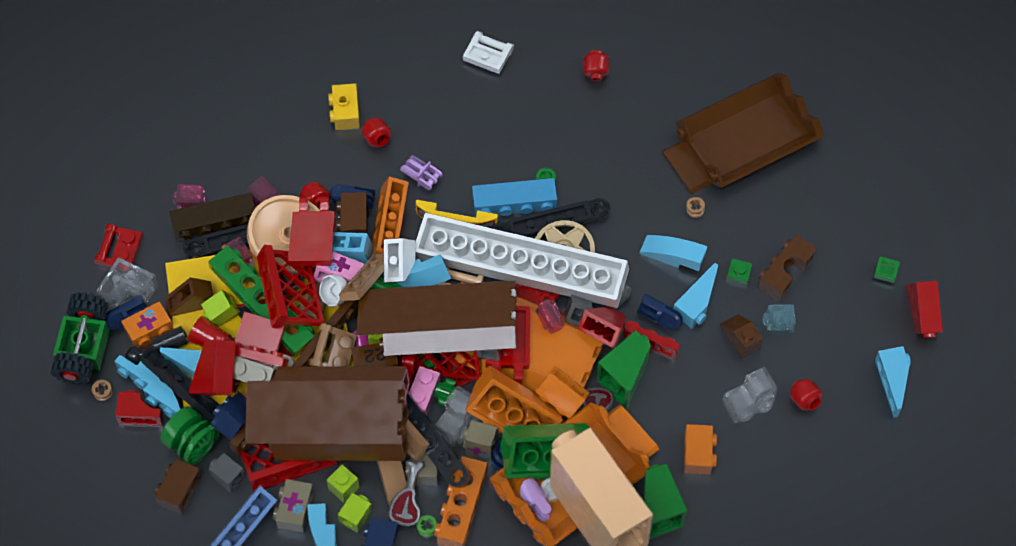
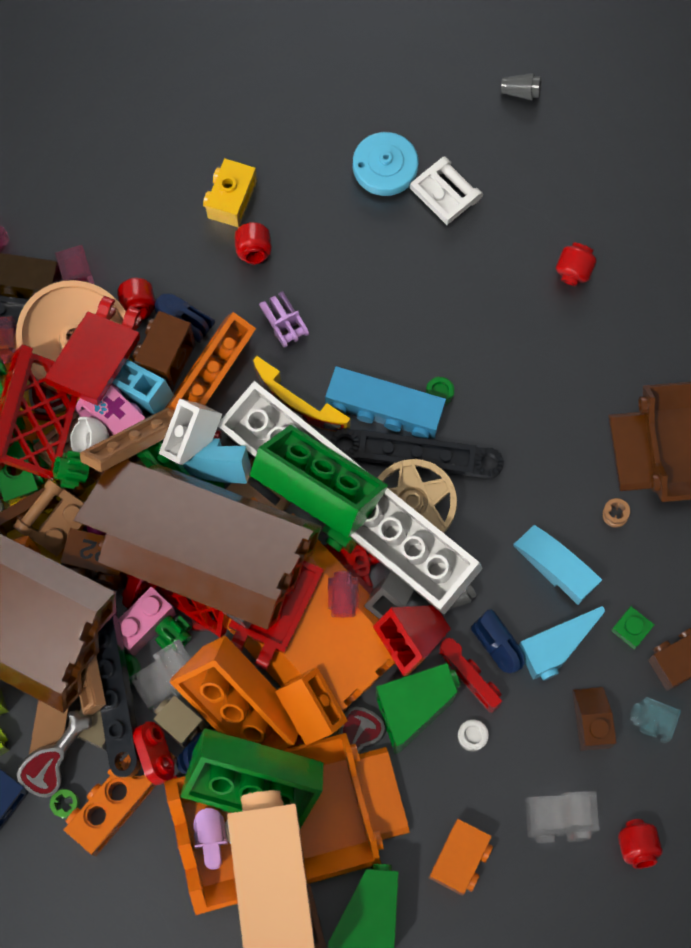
camera: 25 degrees right, 10 degrees up
(333, 311) = (70, 470): none -> green gear
(440, 50) = (385, 163): none -> medium azure wheel
(480, 467) = (153, 753): none -> red plate
(499, 254) = (317, 480): none -> green slope
(527, 289) = (338, 540): none -> green plate
(670, 376) = (472, 735): none -> white tile

